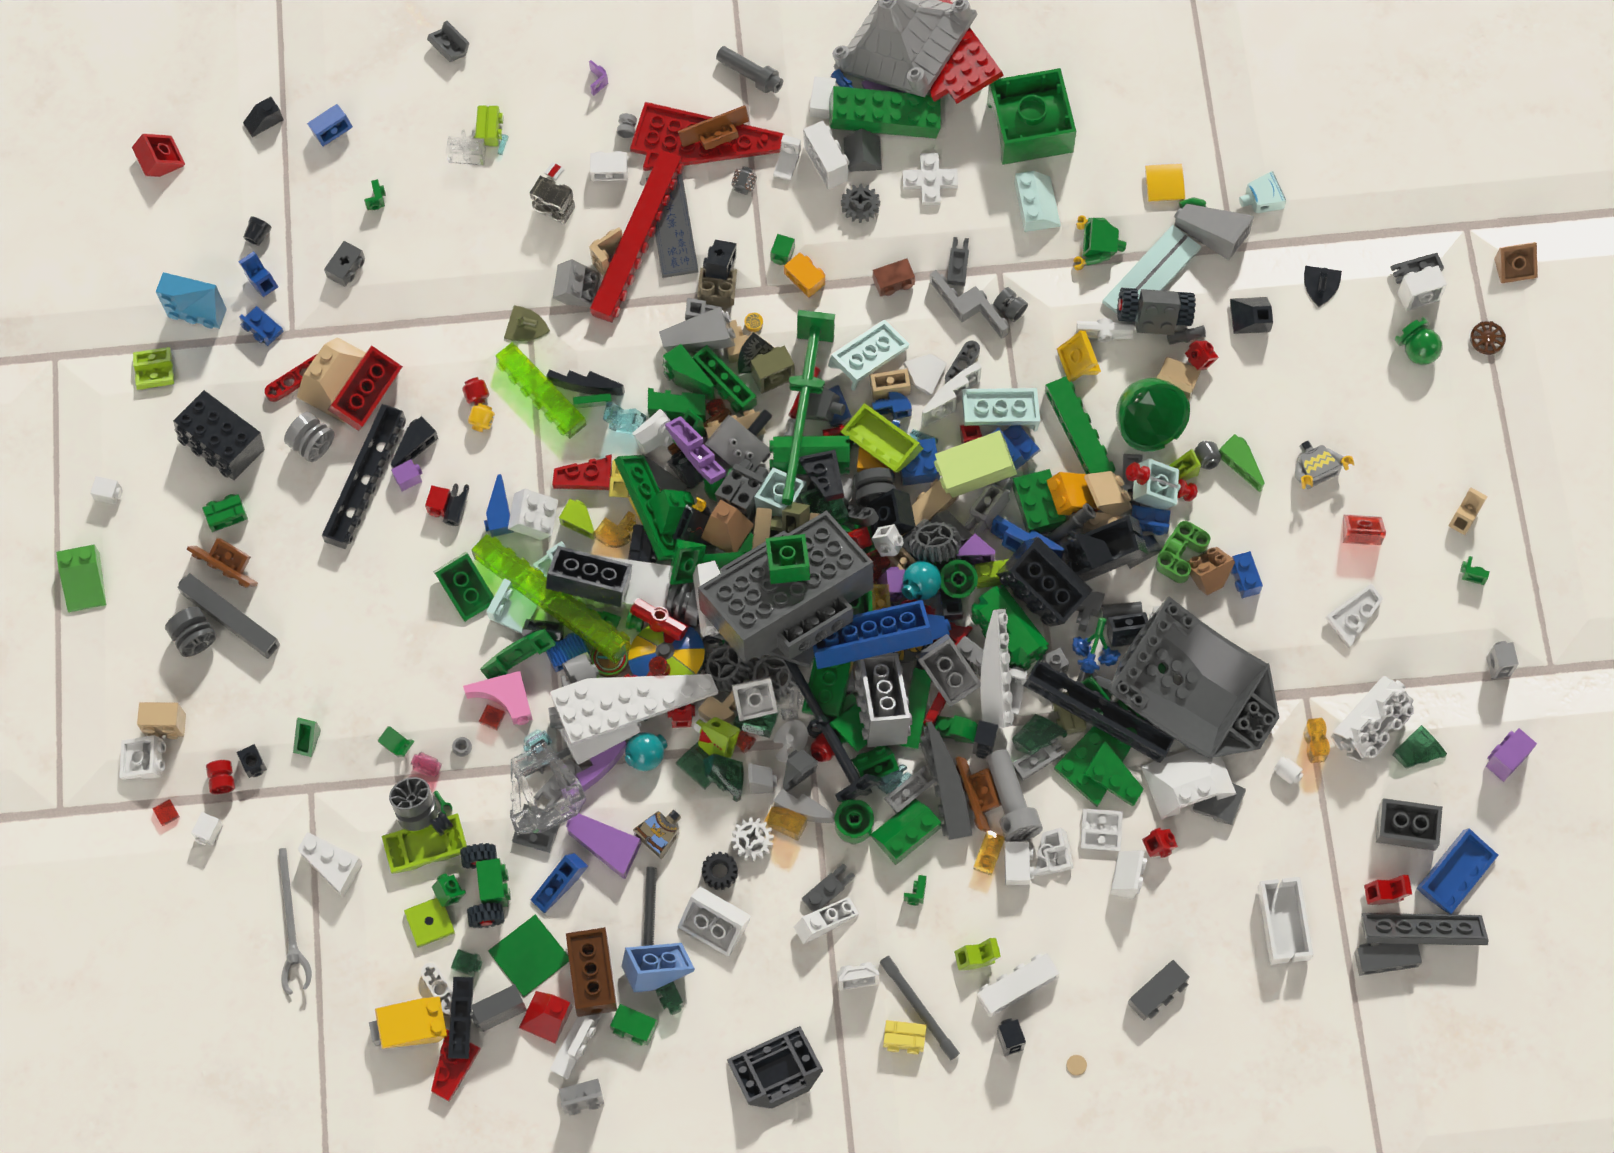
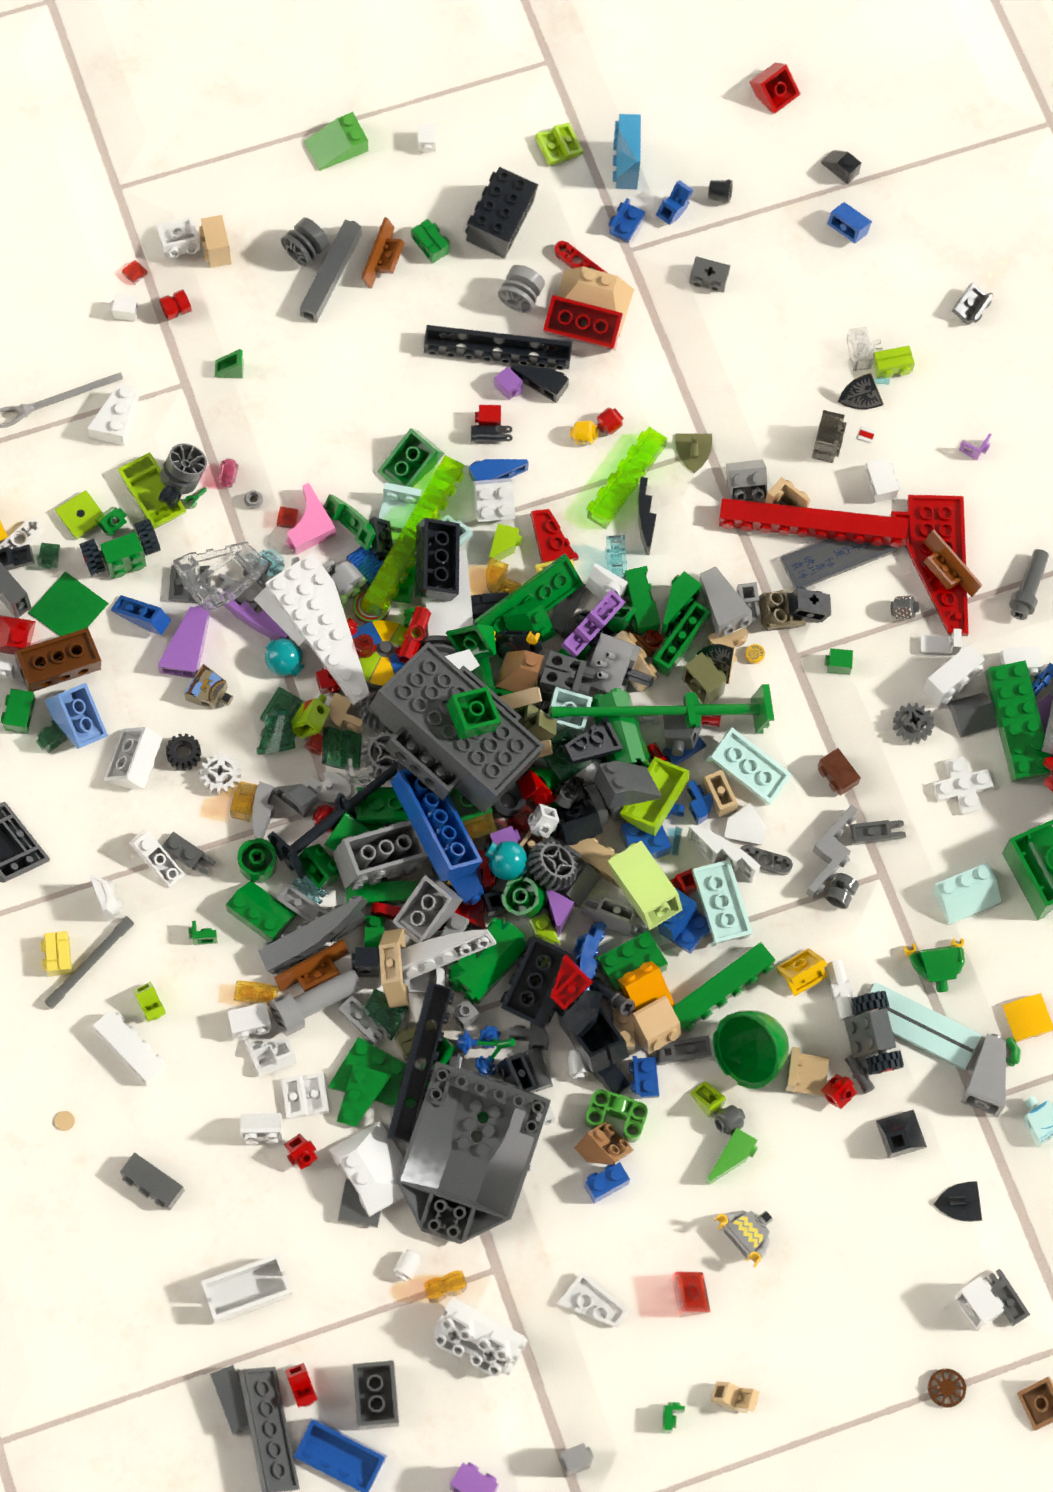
camera: 70 degrees right, 0 degrees up
(248, 754) = (196, 320): black brick -> none
(377, 201) = (788, 285): green bracket -> none
(395, 742) = (243, 440): green bracket -> none
(514, 160) = (861, 393): none -> shield
(592, 400) = (625, 524): green tile -> none
(626, 126) = (932, 486): light grey wheel -> none
(649, 906) = (128, 701): dark grey axle -> none
(754, 698) = (354, 738): white slope -> none
(761, 779) = (279, 765): light grey slope -> none
(805, 274) = (818, 688): light orange brick -> none
(870, 458) = (625, 784): none -> dark grey slope
(998, 712) = (391, 968): none -> tan slope
(1011, 1037) = (73, 1048): black brick -> none
(1062, 550) = (569, 983): none -> red wing
(1126, 574) = (577, 1066): none -> white brick
(1158, 484) = (679, 1073): light aqua brick -> none
(1418, 749) = (462, 1393): clear green slope -> none
(1421, 344) = (914, 1314): green tile -> none

